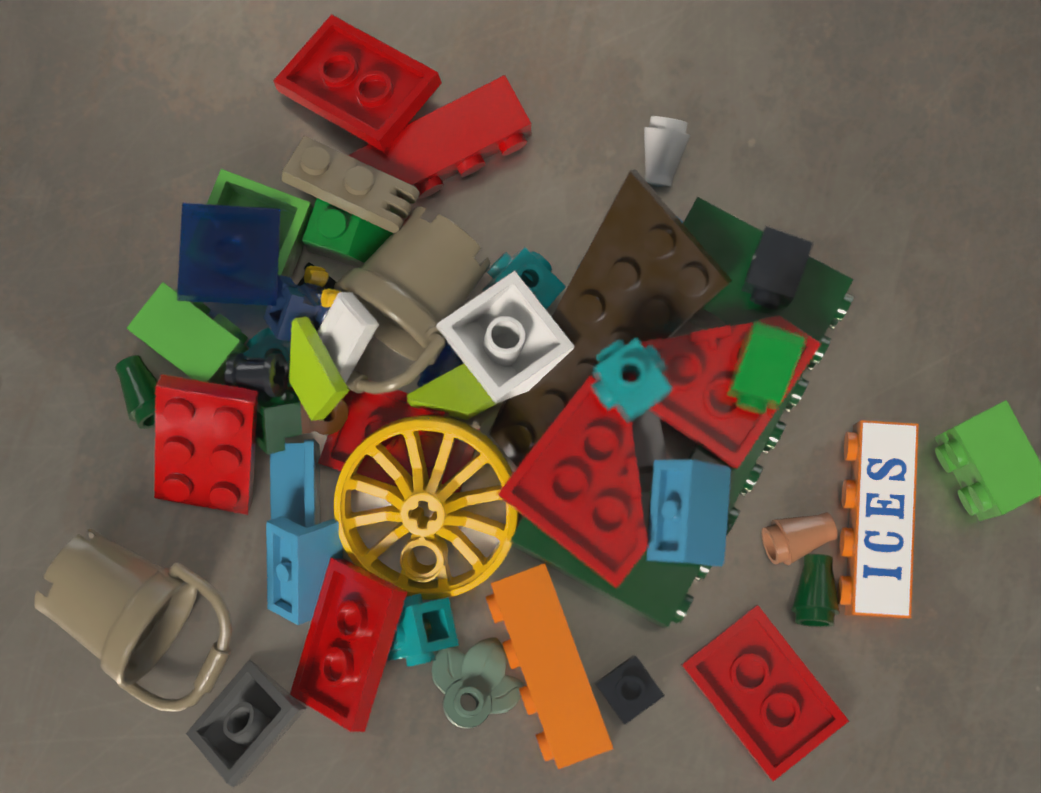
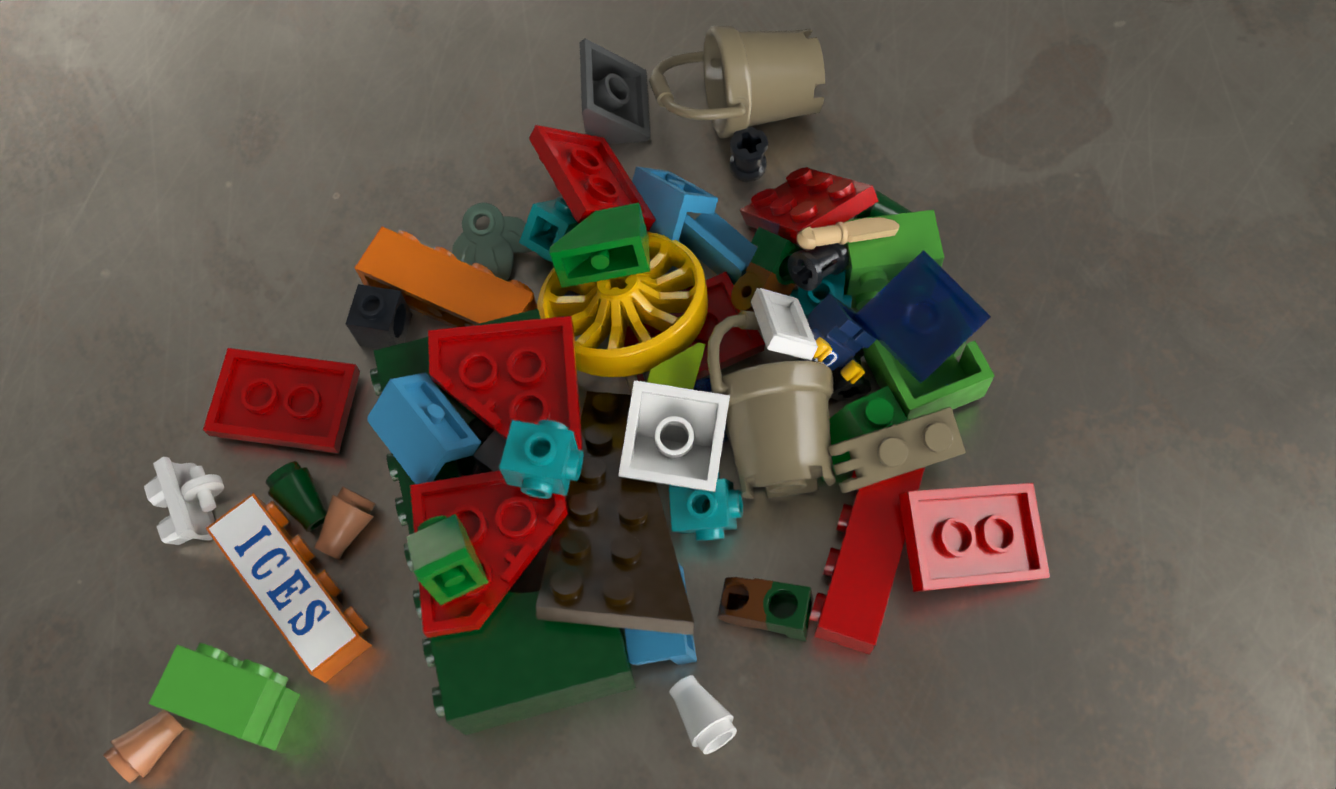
camera: 140 degrees right, 15 degrees down
(204, 547) = (748, 156): none -> black bush
(214, 366) = (849, 231): none -> tan piece
(313, 371) = (783, 292): lime tile -> none
(404, 549) = (603, 247): none -> green slope
(548, 178) = (767, 606): none -> leg
(776, 268) = (510, 661): black brick -> none
(904, 669) = (188, 498): none -> white hips

